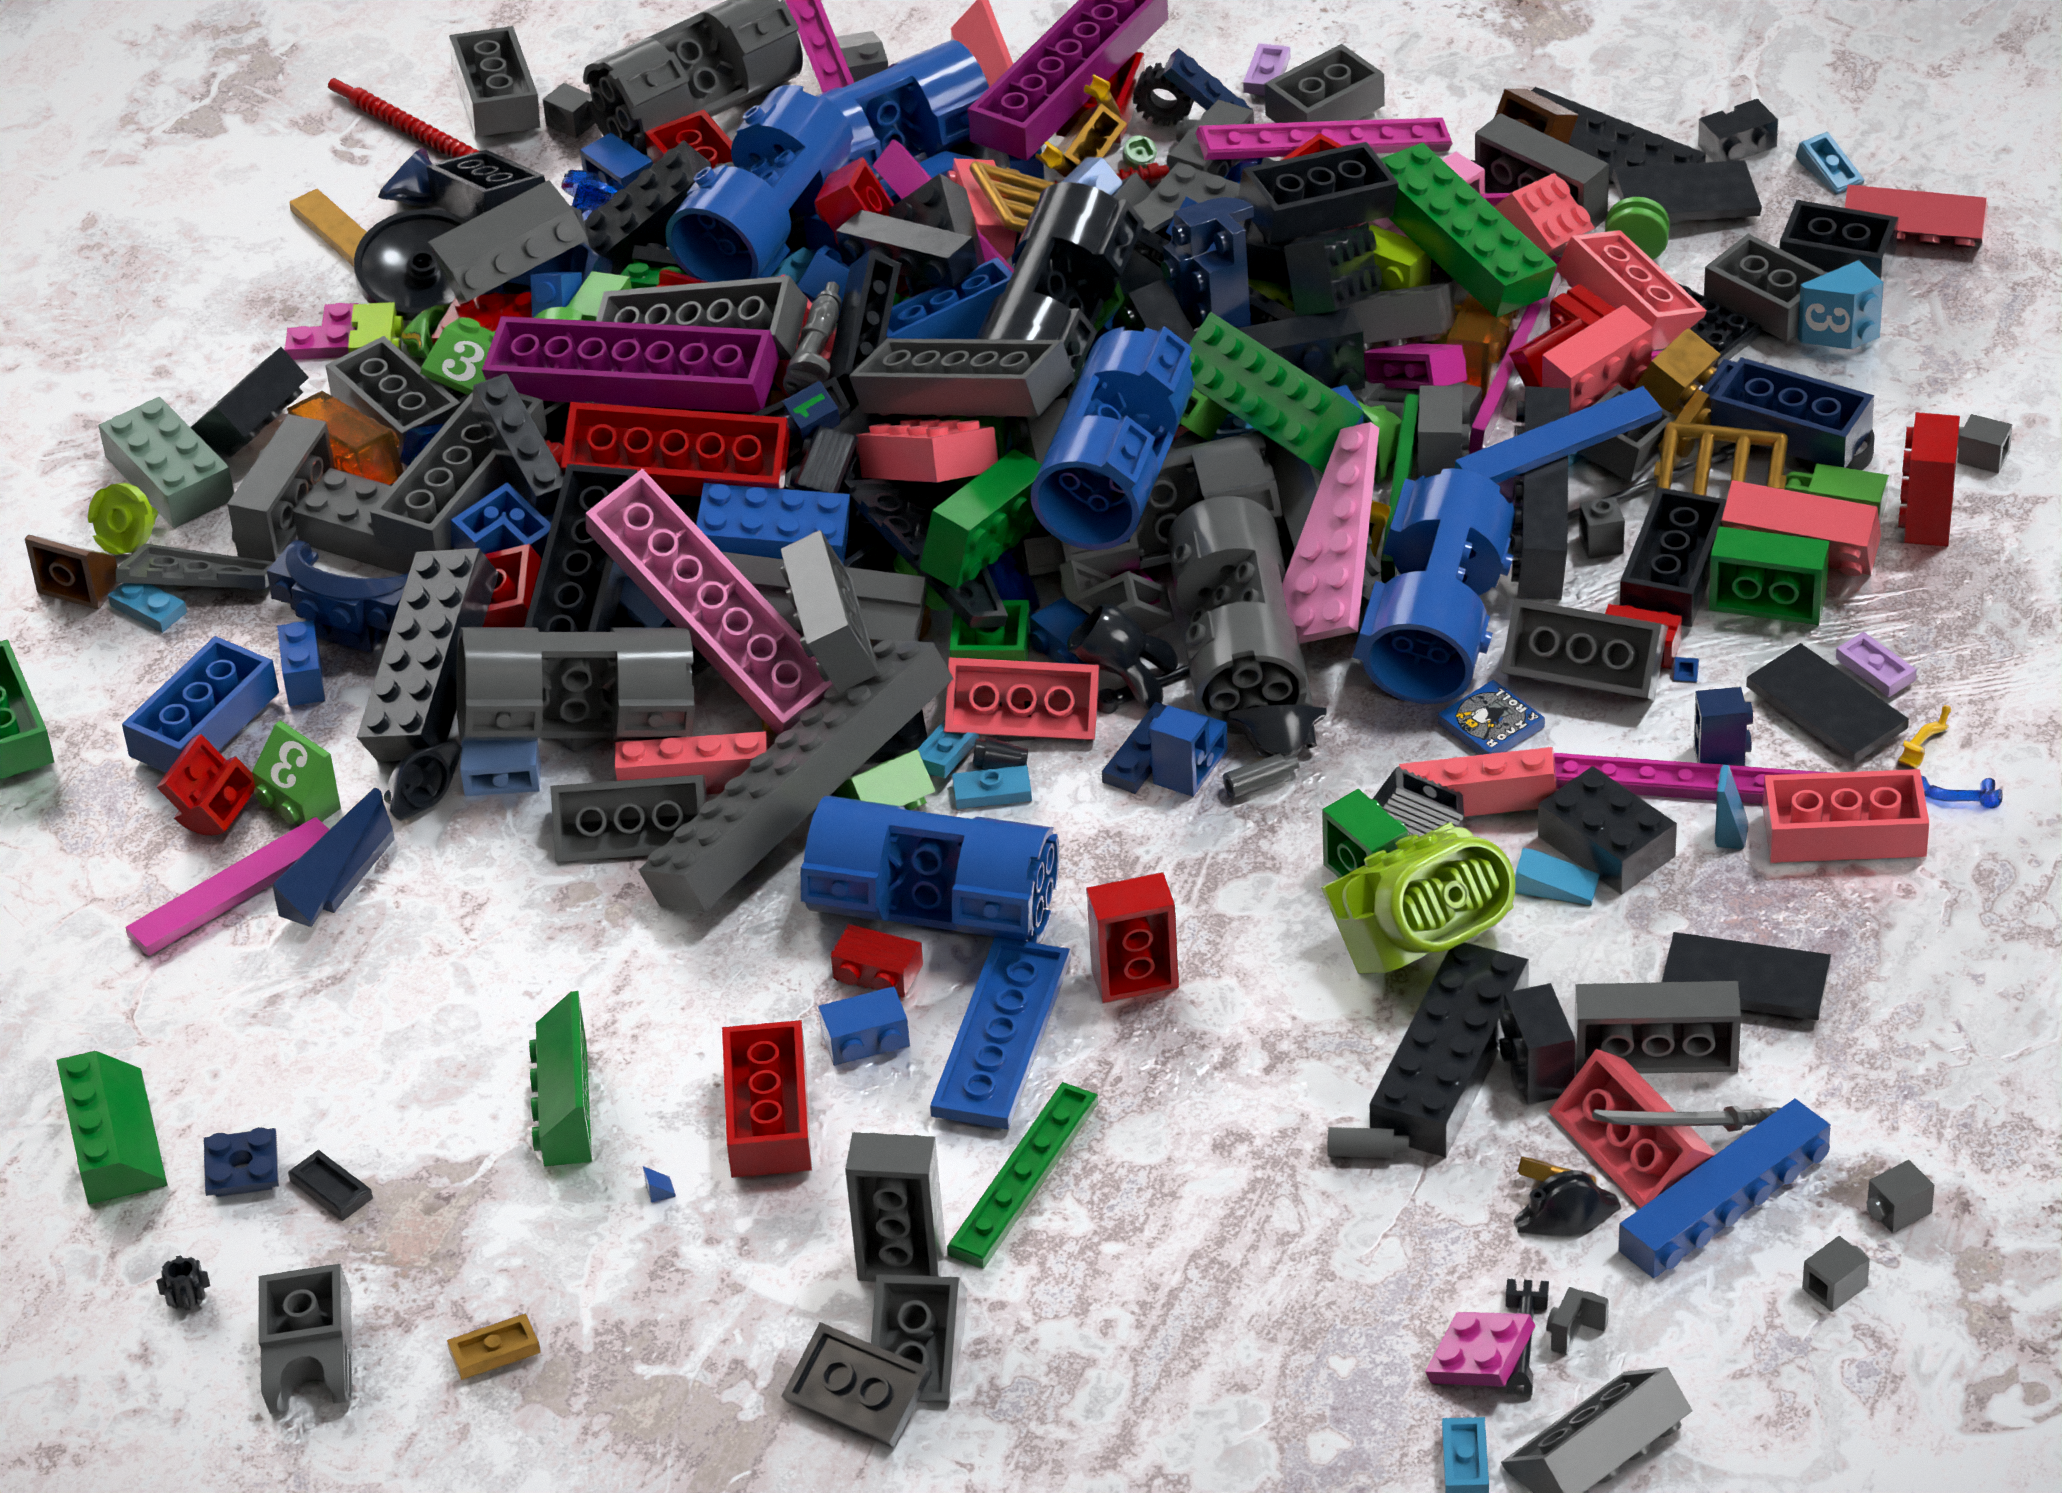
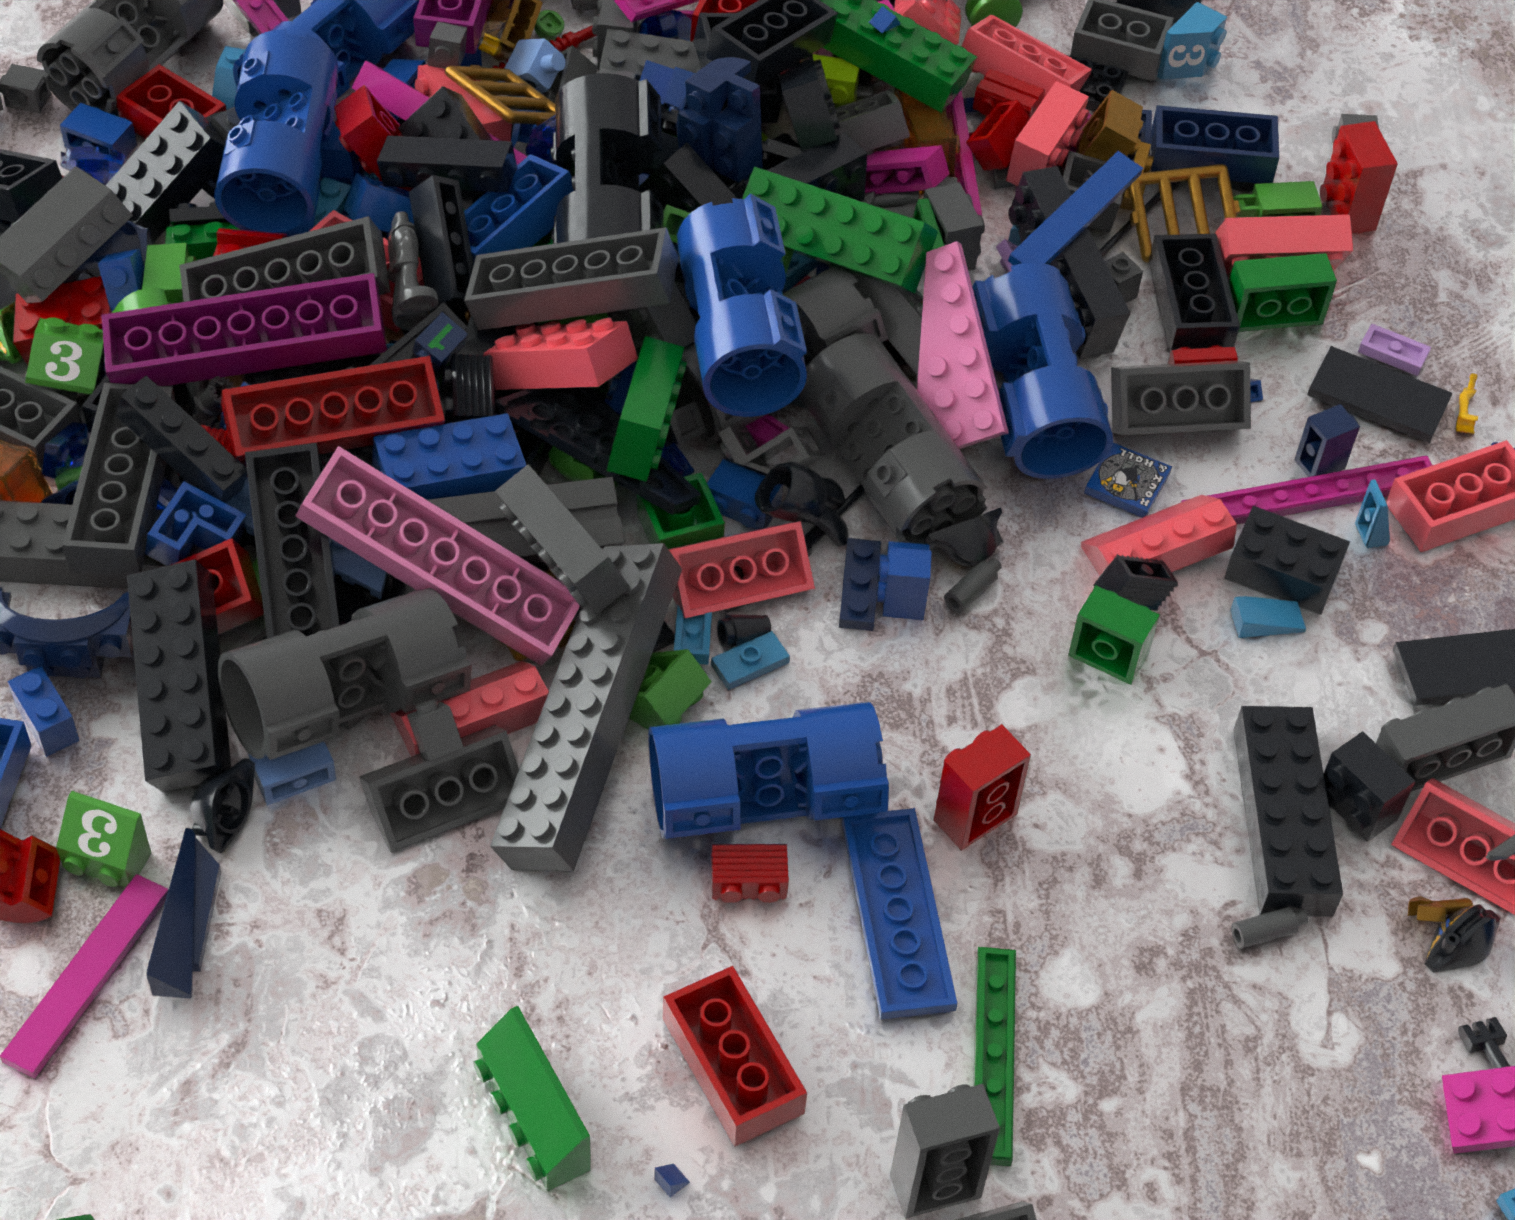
camera: 30 degrees left, 10 degrees up
(633, 754) = (434, 729): none -> dark grey brick
(864, 1025) = (775, 945): blue brick -> none
(992, 143) = (447, 45): none -> dark grey brick
(1421, 898) = (1206, 678): lime brick -> none
(1459, 204) = (884, 20): none -> blue piece

